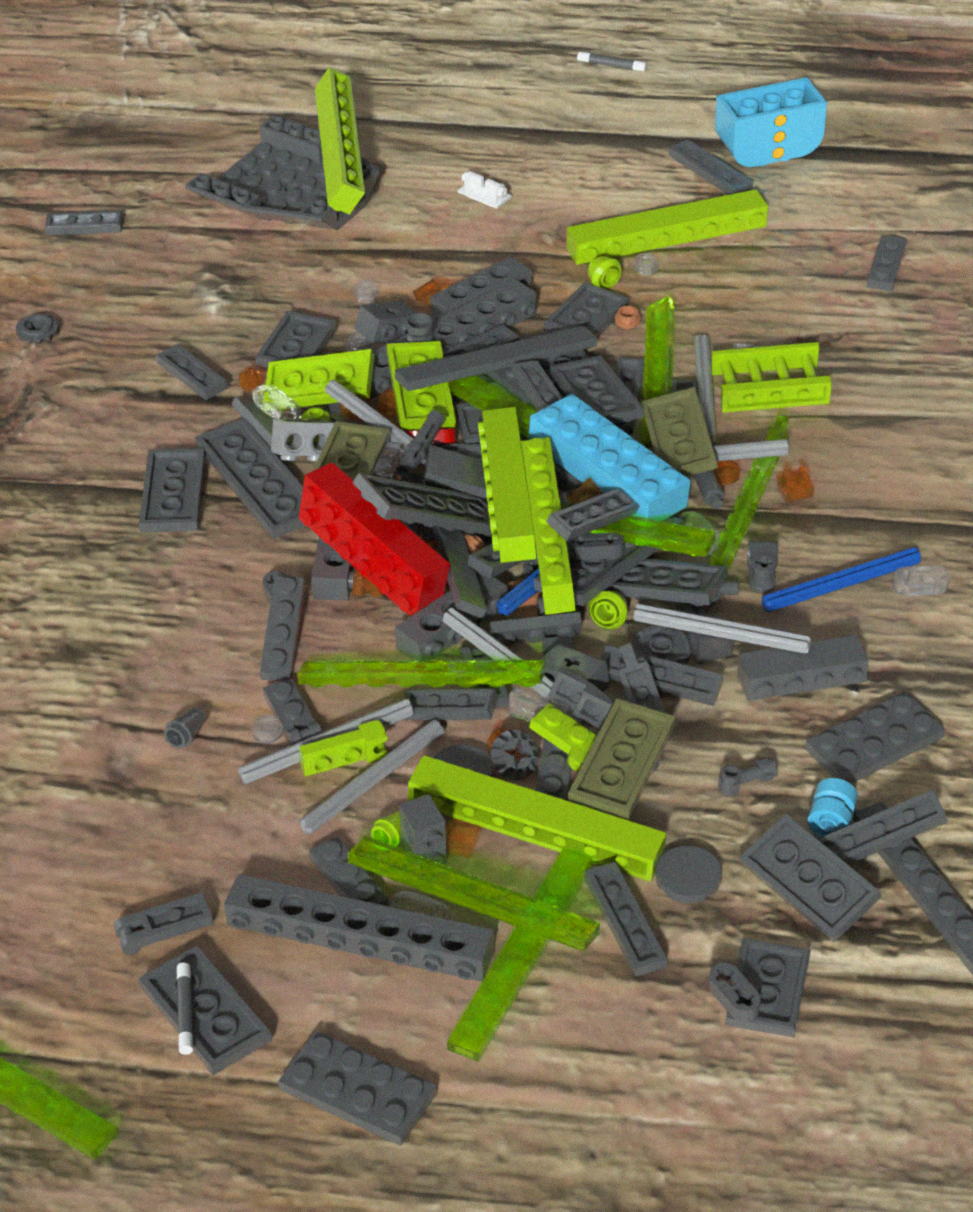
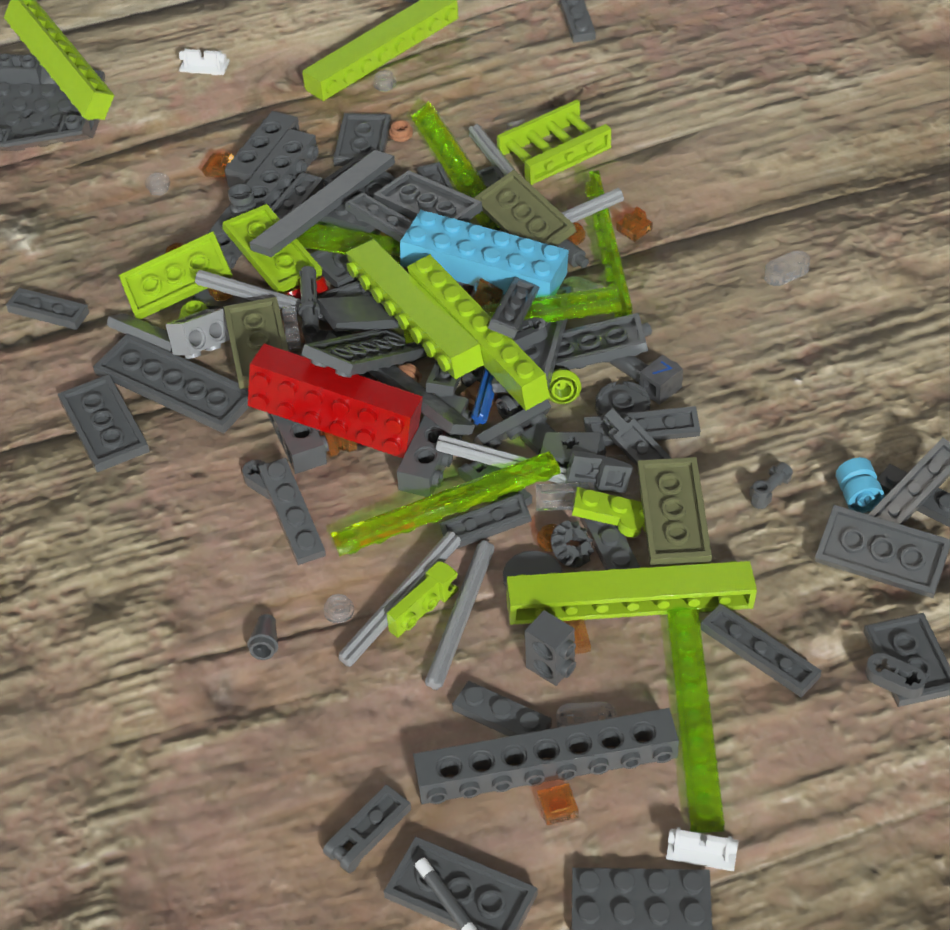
camera: 25 degrees left, 5 degrees up
(249, 379) = (107, 297): clear orange plate -> none
(280, 400) = (151, 304): clear beam -> none
(291, 711) = (344, 580): dark grey plate -> none
(296, 337) = (124, 247): dark grey plate -> none
(341, 972) = (557, 804): none -> clear orange plate
(358, 342) = (184, 231): clear plate -> none
(383, 321) = (200, 203): dark grey brick -> none
(386, 403) = (247, 273): clear orange plate -> none
(388, 829) = (512, 653): lime cone -> none
(443, 1065) = (702, 849): none -> white hinge
(474, 893) = (628, 682): clear neon green plate -> none
(604, 272) = (356, 98): lime cone -> none
(688, 874) = (782, 589): dark grey tile -> none
(722, 628) = (674, 367): light grey axle -> none
(762, 563) = (657, 301): dark grey piece -> none
(786, 672) = (753, 376): dark grey brick -> none
(840, 579) = (725, 291): blue axle -> none
(875, 738) = (844, 413): dark grey plate -> none

